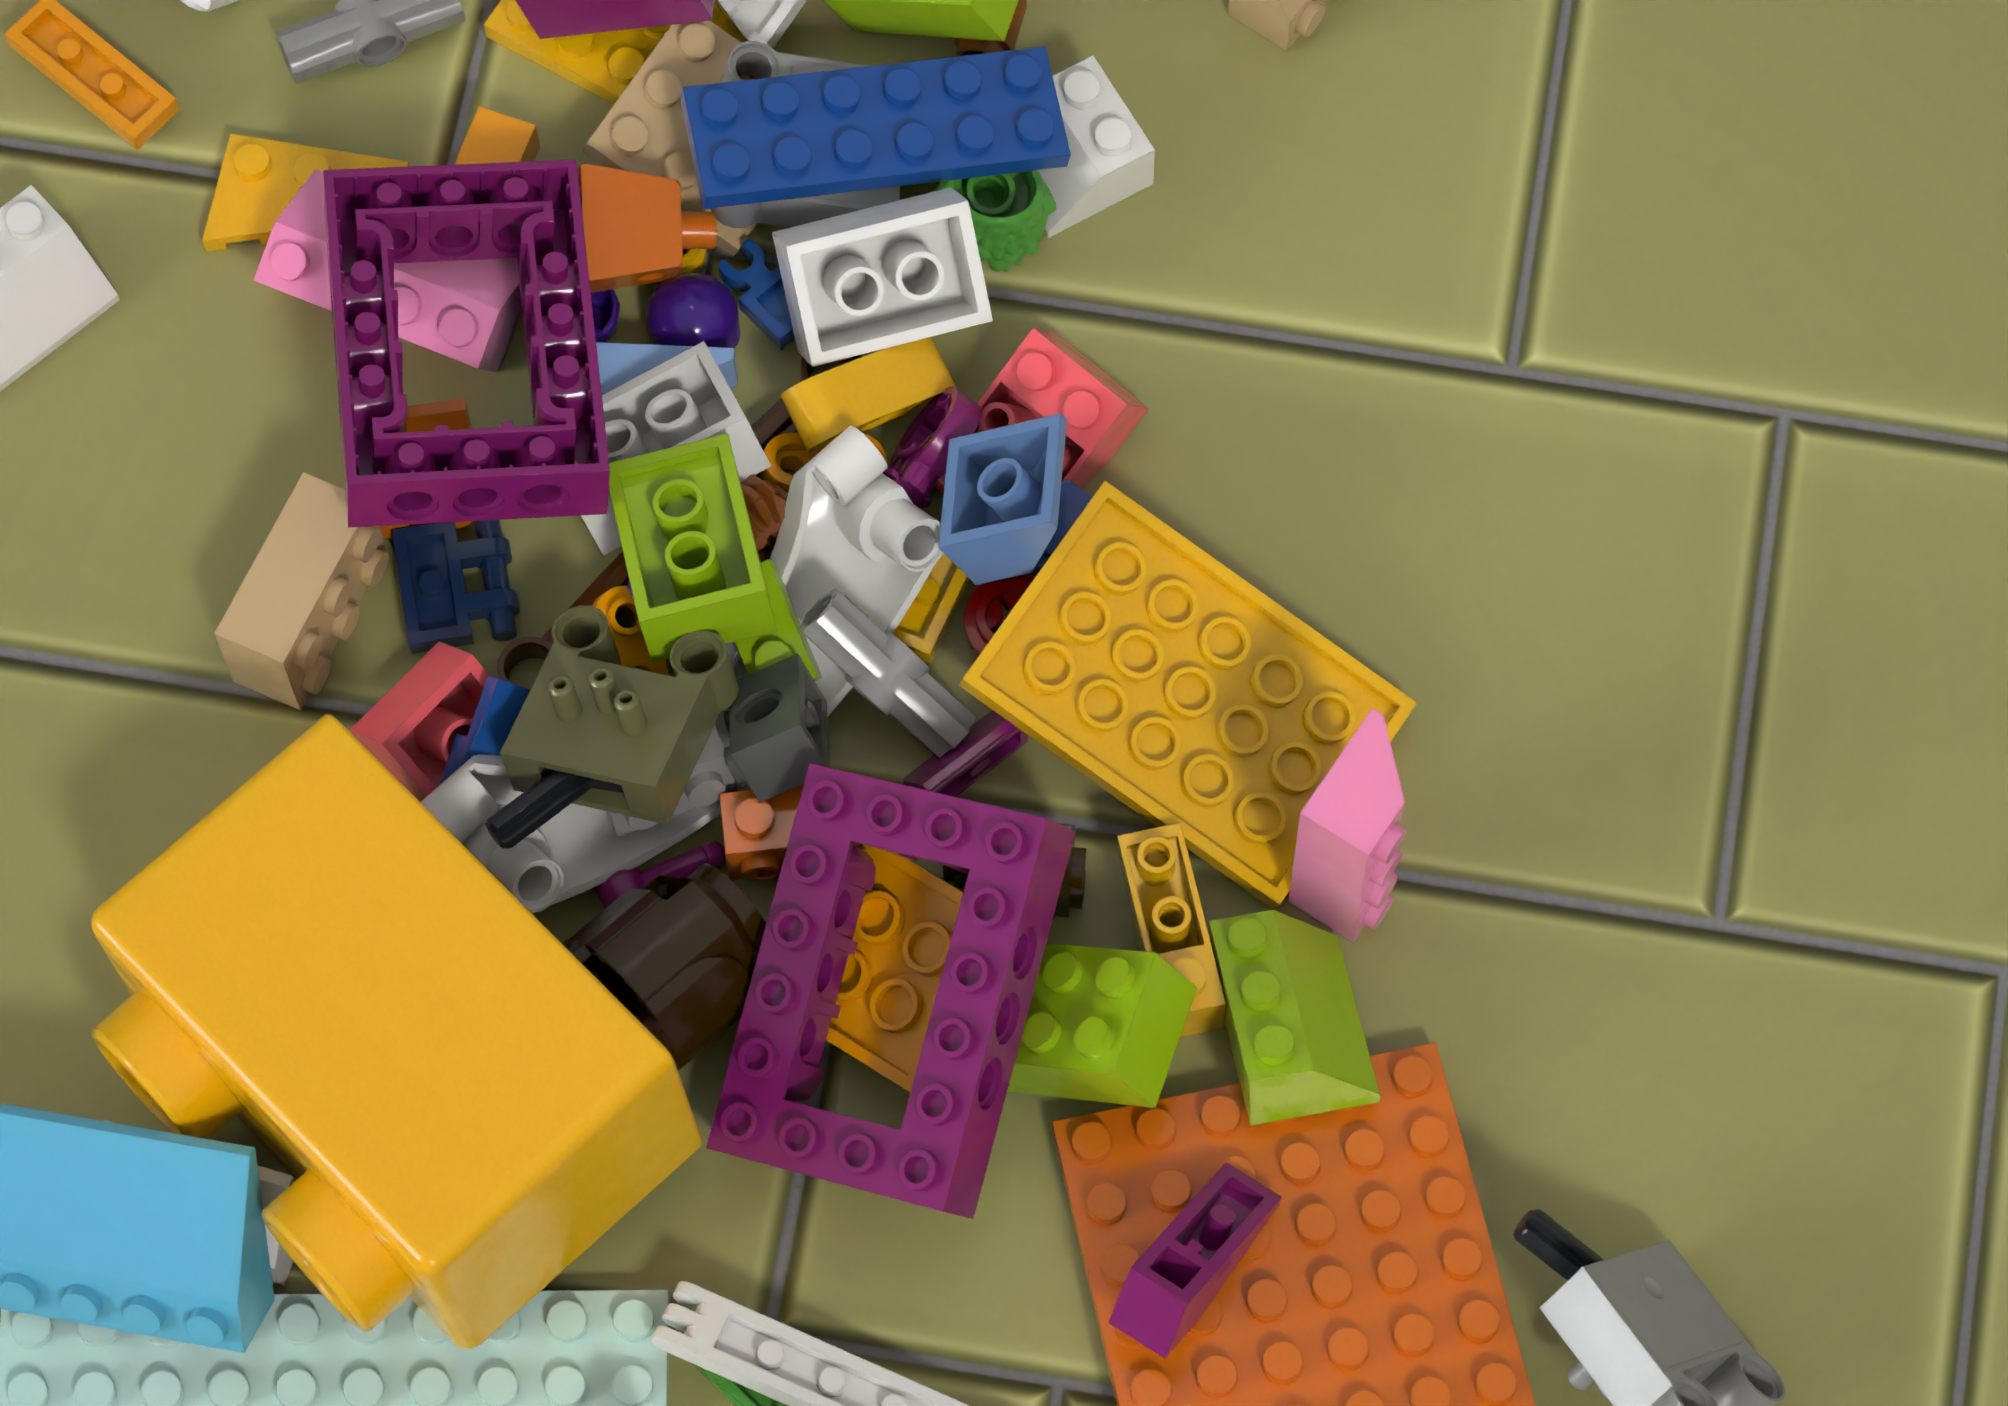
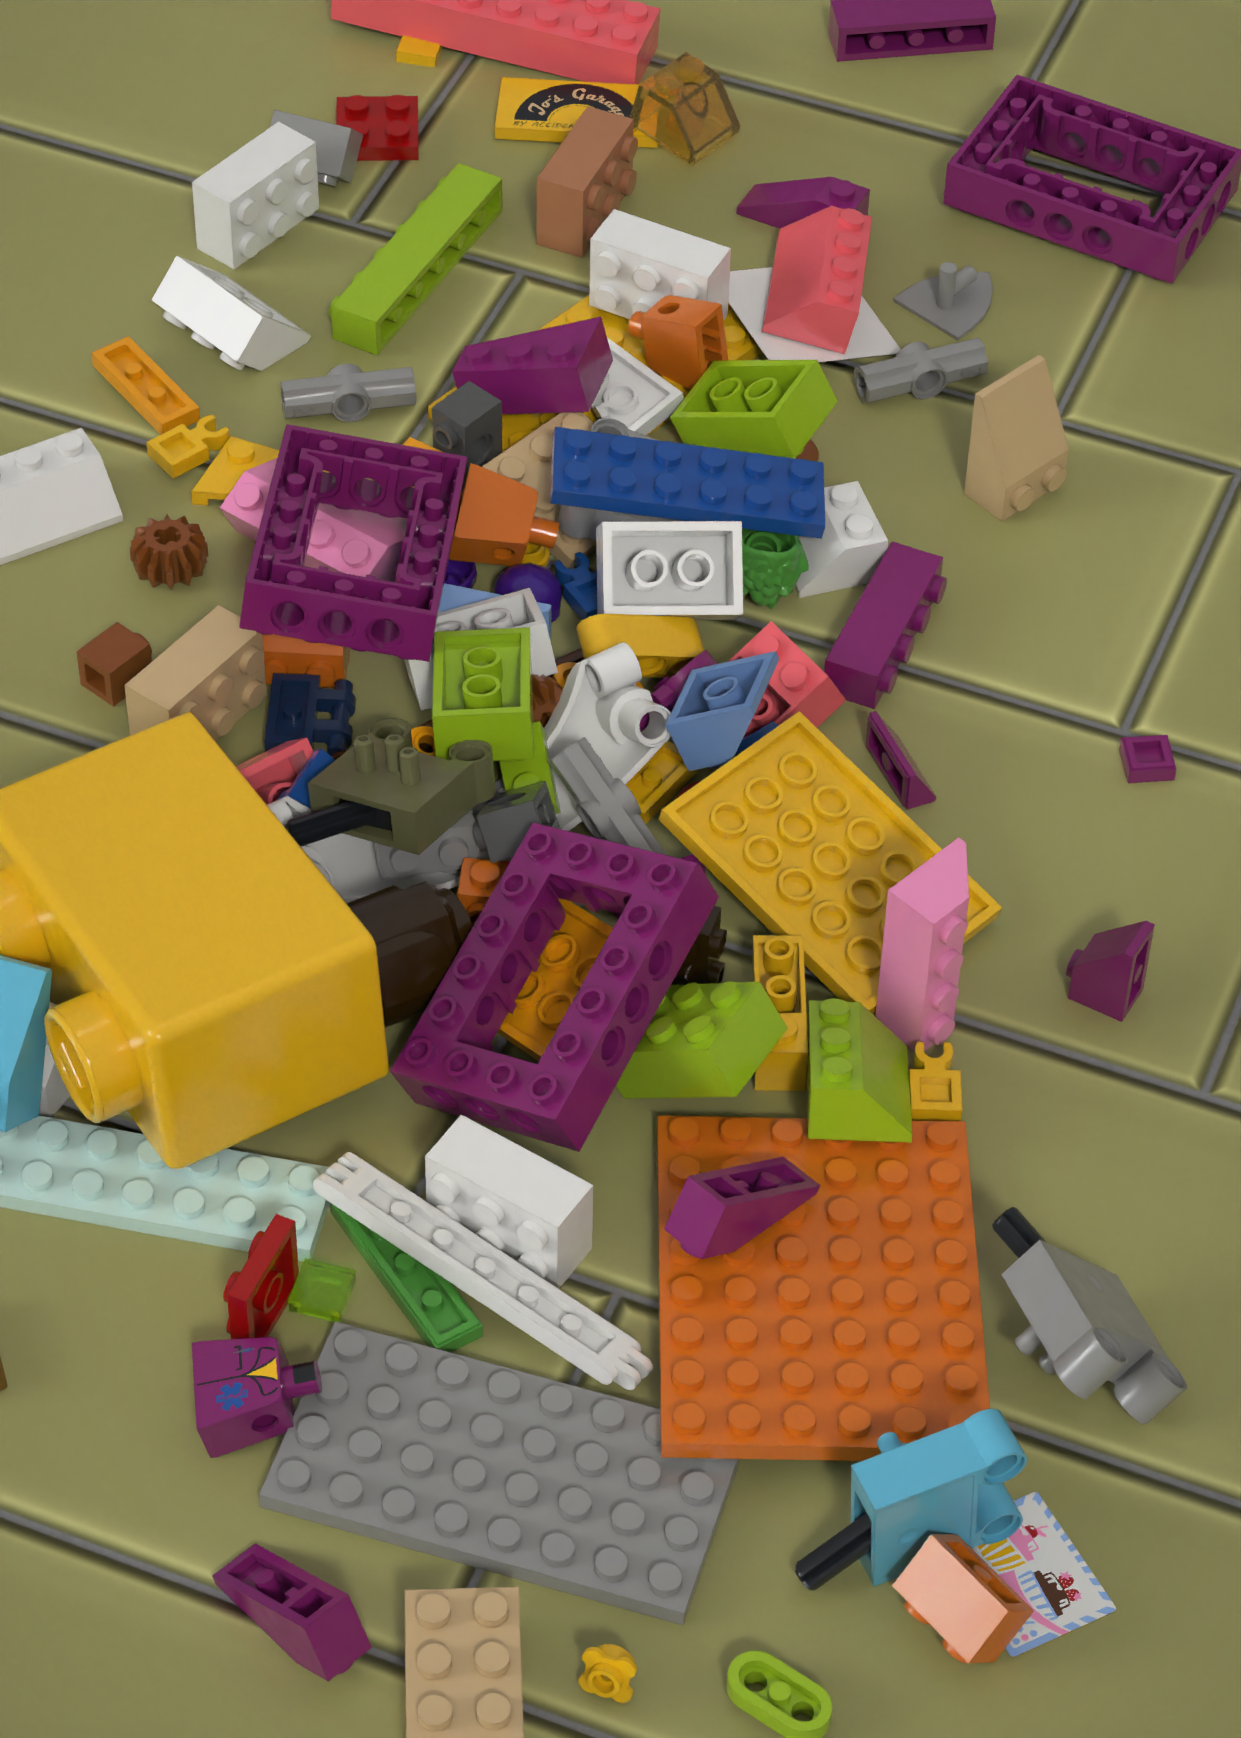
camera: 10 degrees right, 20 degrees down
(174, 170) = (185, 449): none -> yellow plate
(179, 555) = (112, 662): none -> dark orange brick
(199, 353) = (169, 551): none -> dark orange gear
(555, 83) = (468, 425): none -> dark grey brick
(902, 1311) = (511, 1199): none -> white brick
(1172, 273) = (884, 624): none -> magenta brick
(1236, 493) = (897, 764): none -> magenta slope
(1388, 1002) = (935, 1087): none -> yellow plate
(1552, 412) = (1147, 759): none -> magenta tile
(1572, 775) = (1111, 969): none -> magenta slope

